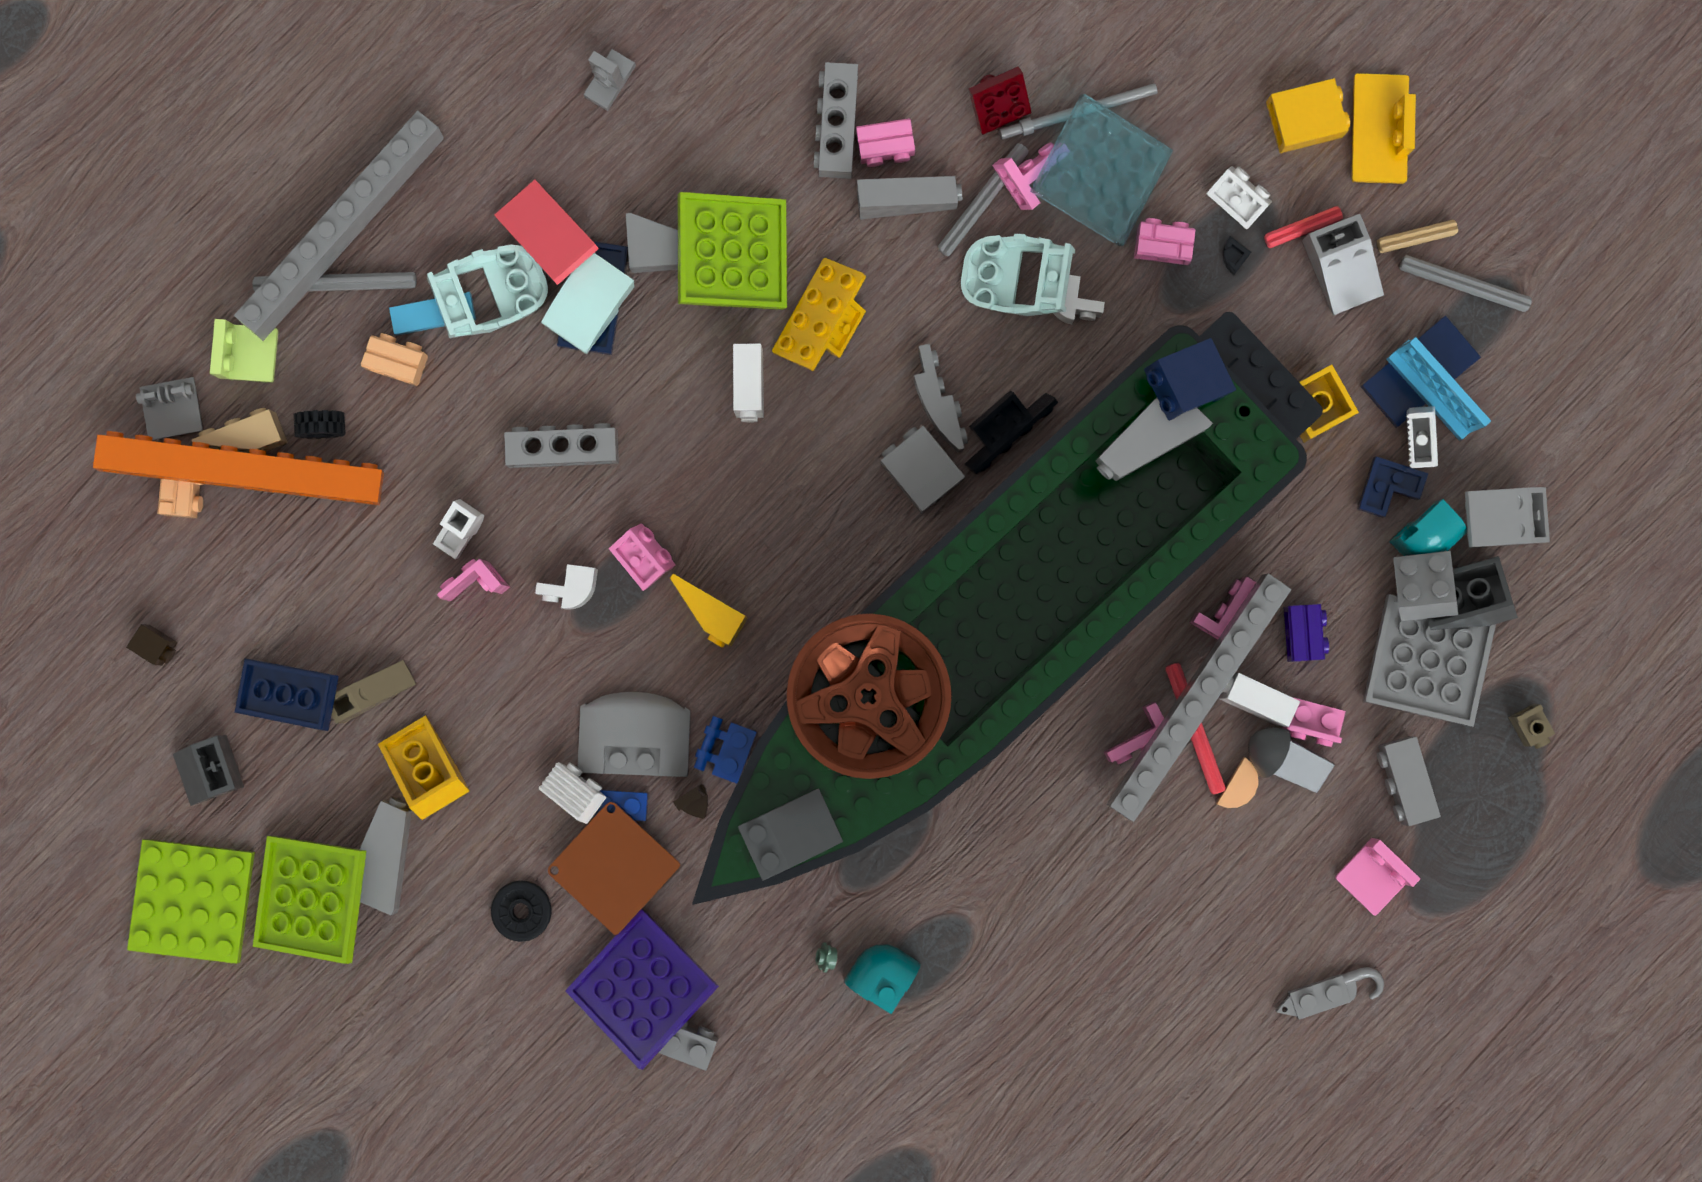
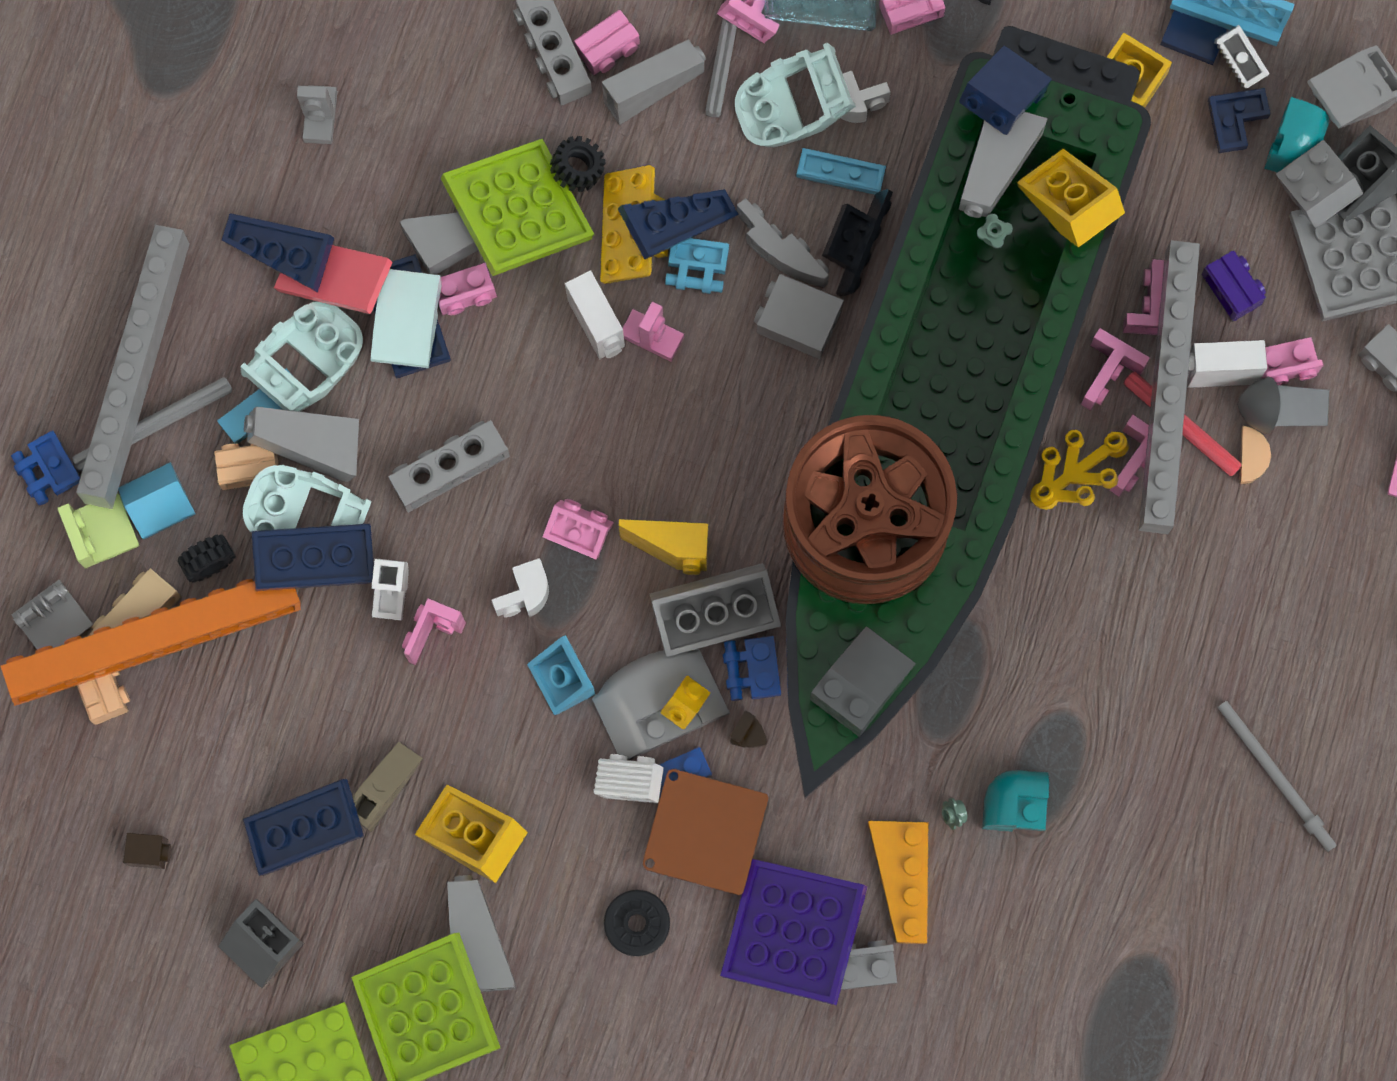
camera: 25 degrees left, 10 degrees down
(236, 275) = (54, 463): none -> blue plate
(305, 350) = (156, 501): none -> medium azure slope
(398, 409) = (280, 495): none -> light aqua slope
(406, 469) = (312, 557): none -> dark blue tile
(457, 368) = (307, 438): none -> light grey slope
(518, 188) = (285, 248): none -> dark blue wing
(564, 675) = (561, 676): none -> medium azure slope
(652, 753) = (685, 702): none -> yellow bracket
(653, 299) = (466, 289): none -> bright pink bracket
(717, 685) = (715, 609): none -> light grey slope
(760, 982) = (903, 868): none -> light orange wing
(790, 420) = (651, 332): none -> bright pink bracket
(818, 234) = (586, 153): none -> black tyre
(851, 332) = (672, 221): none -> dark blue wing
(866, 372) = (699, 256): none -> medium azure plate
(1025, 358) = (840, 171): none -> medium azure tile
(1081, 724) = (1077, 472): none -> yellow plant
(1111, 506) = (994, 239): none -> sand green plate
(1116, 1119) = (1313, 823): none -> light grey bar
(1161, 651) = (1118, 354): none -> bright pink bracket
(1197, 503) = (1072, 197): none -> yellow slope

